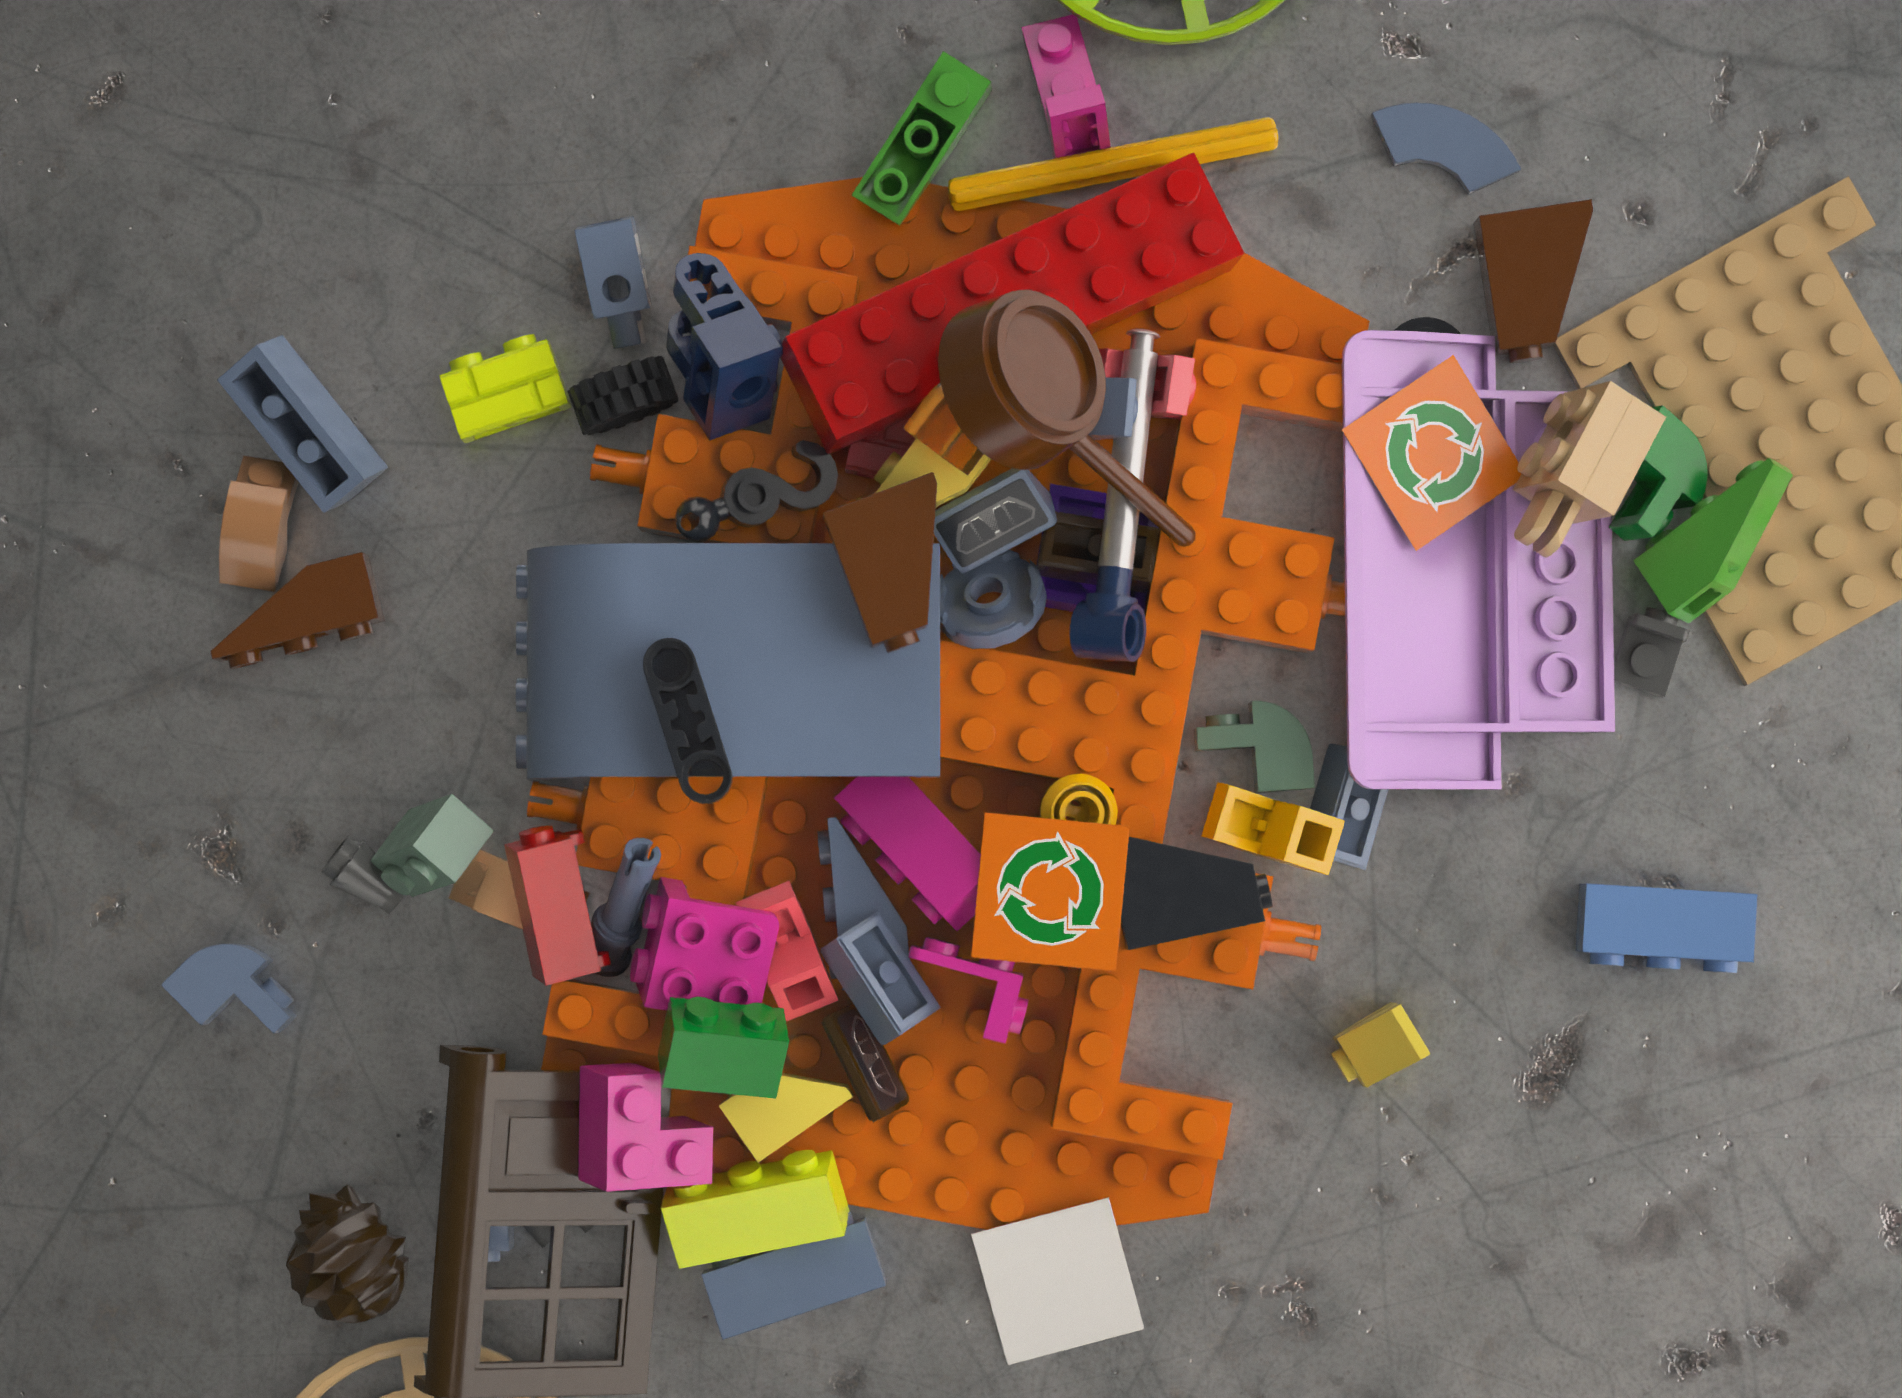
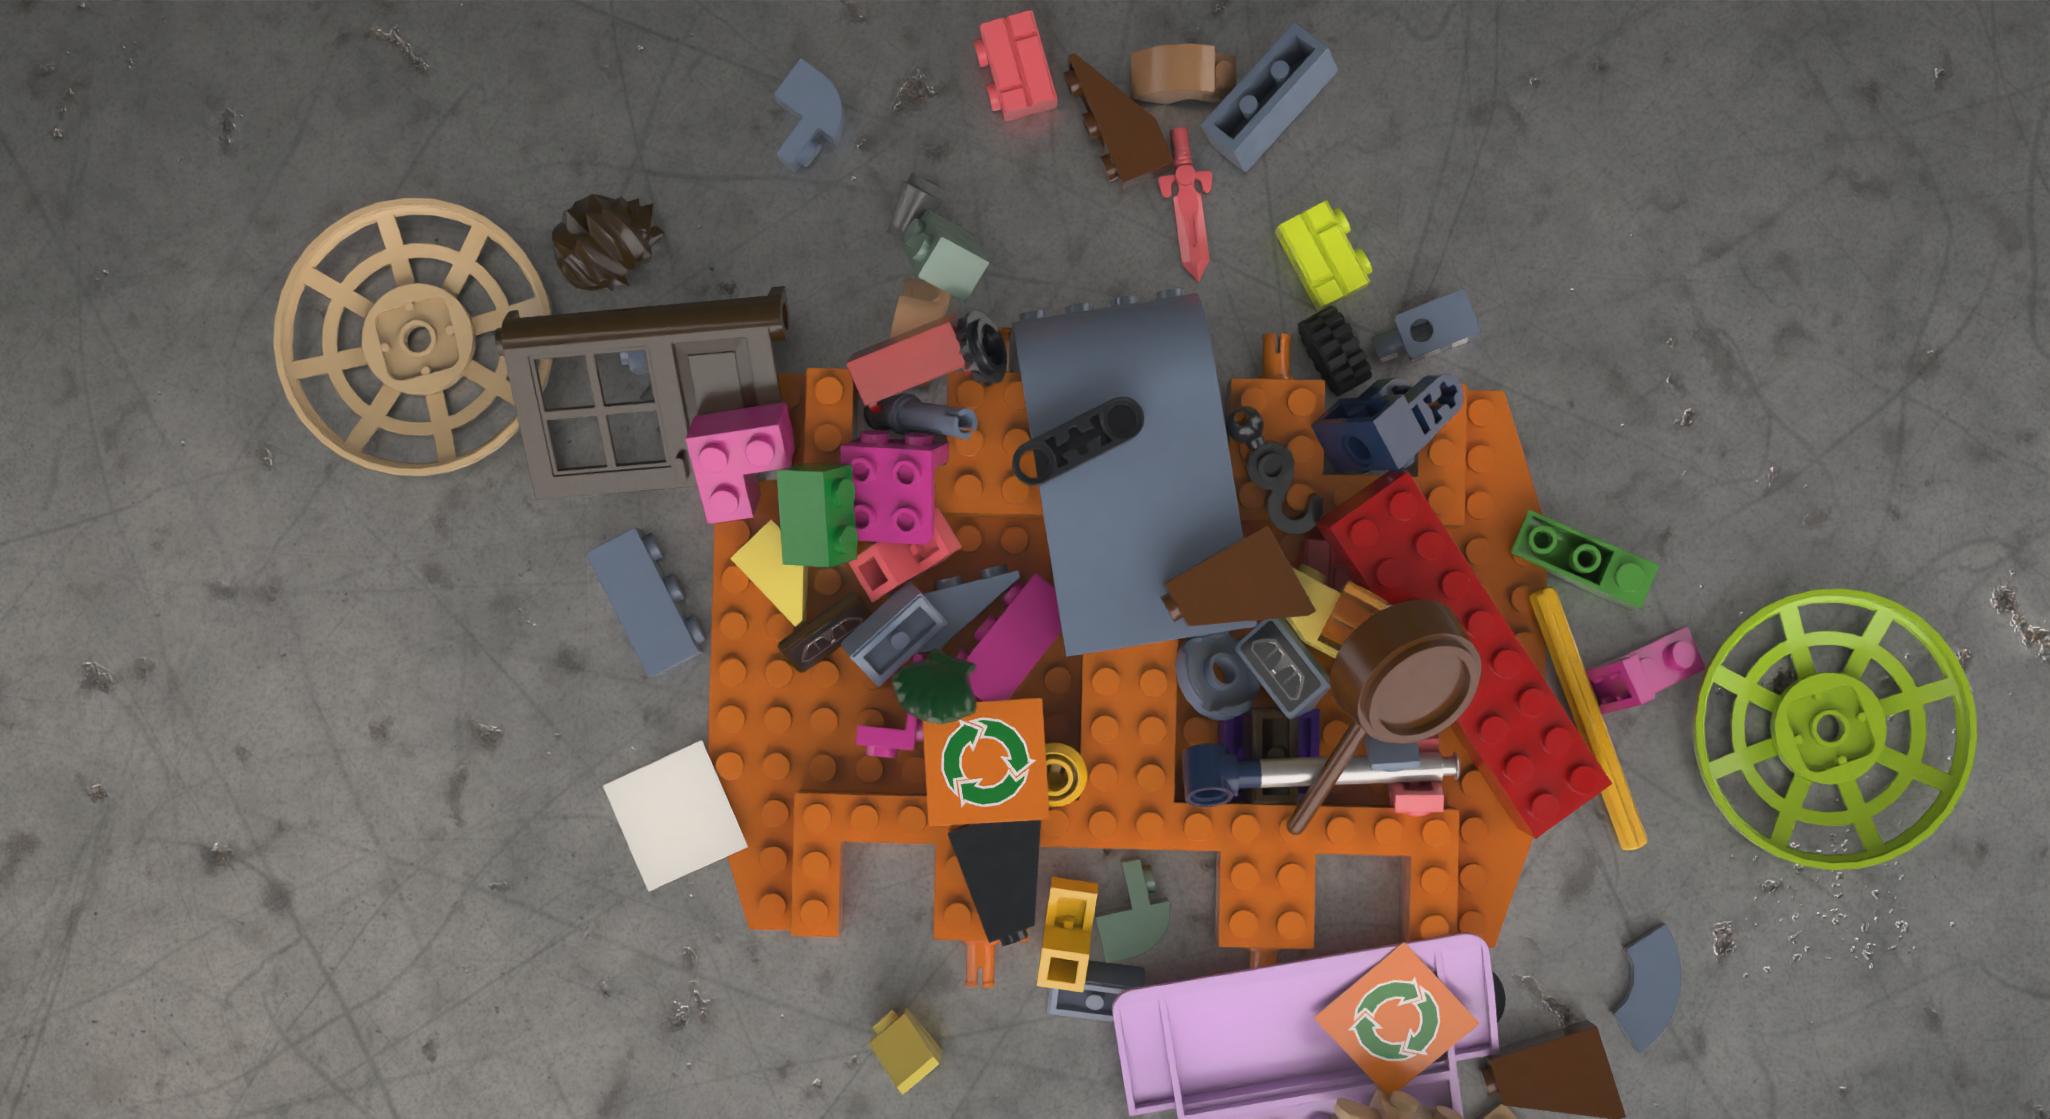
camera: 85 degrees right, 0 degrees up
(211, 724) = (1017, 66): none -> coral brick
(415, 542) = (1188, 204): none -> coral sword
(554, 818) = (982, 348): none -> black gear
(757, 1209) = (694, 564): neon yellow brick -> none
(953, 936) = (936, 688): none -> dark green animal

